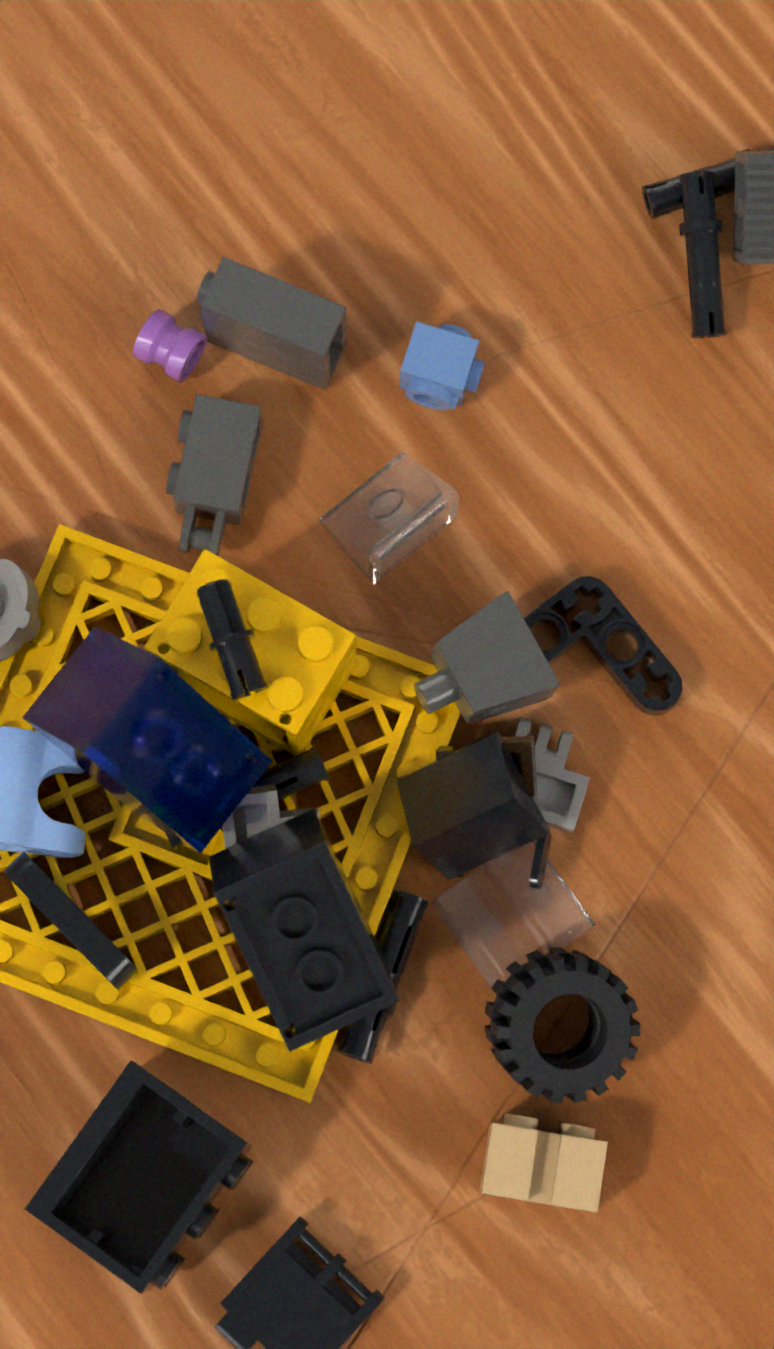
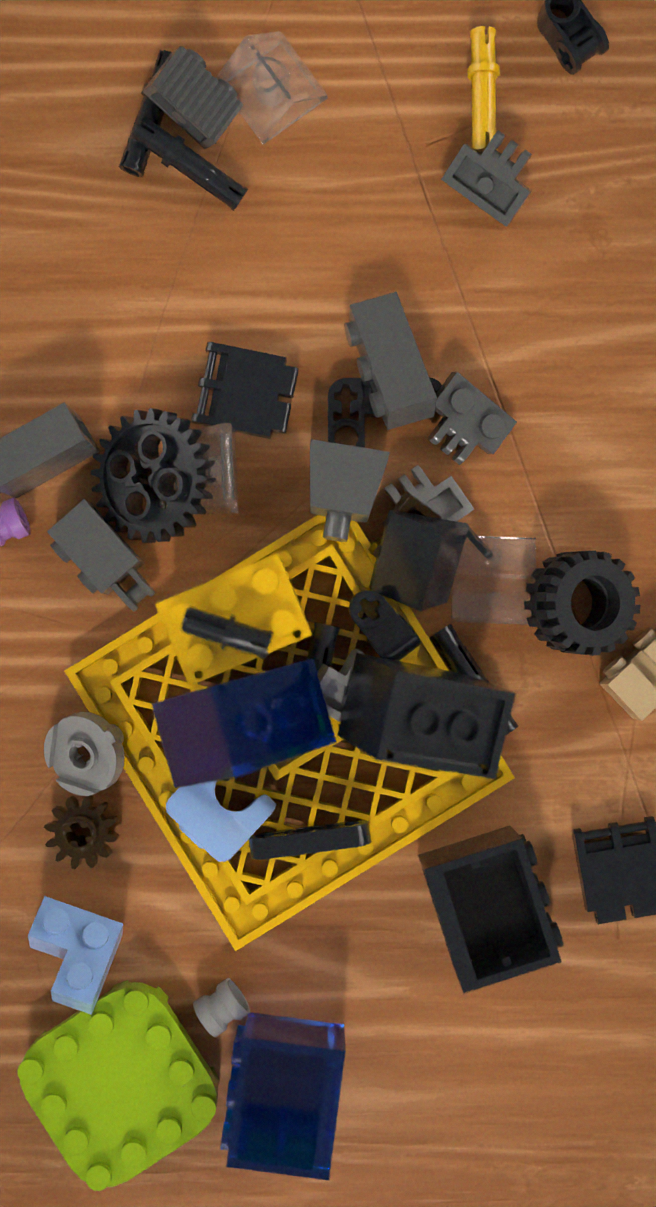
camera: 55 degrees left, 10 degrees up
(335, 449) = (153, 476): none -> black gear
(362, 831) = (388, 631): none -> black piece
(440, 366) = (139, 372): medium blue brick -> none
(510, 493) = (246, 391): none -> black plate
(659, 616) = (390, 361): none -> dark grey brick
(667, 750) = (468, 419): none -> dark grey hinge

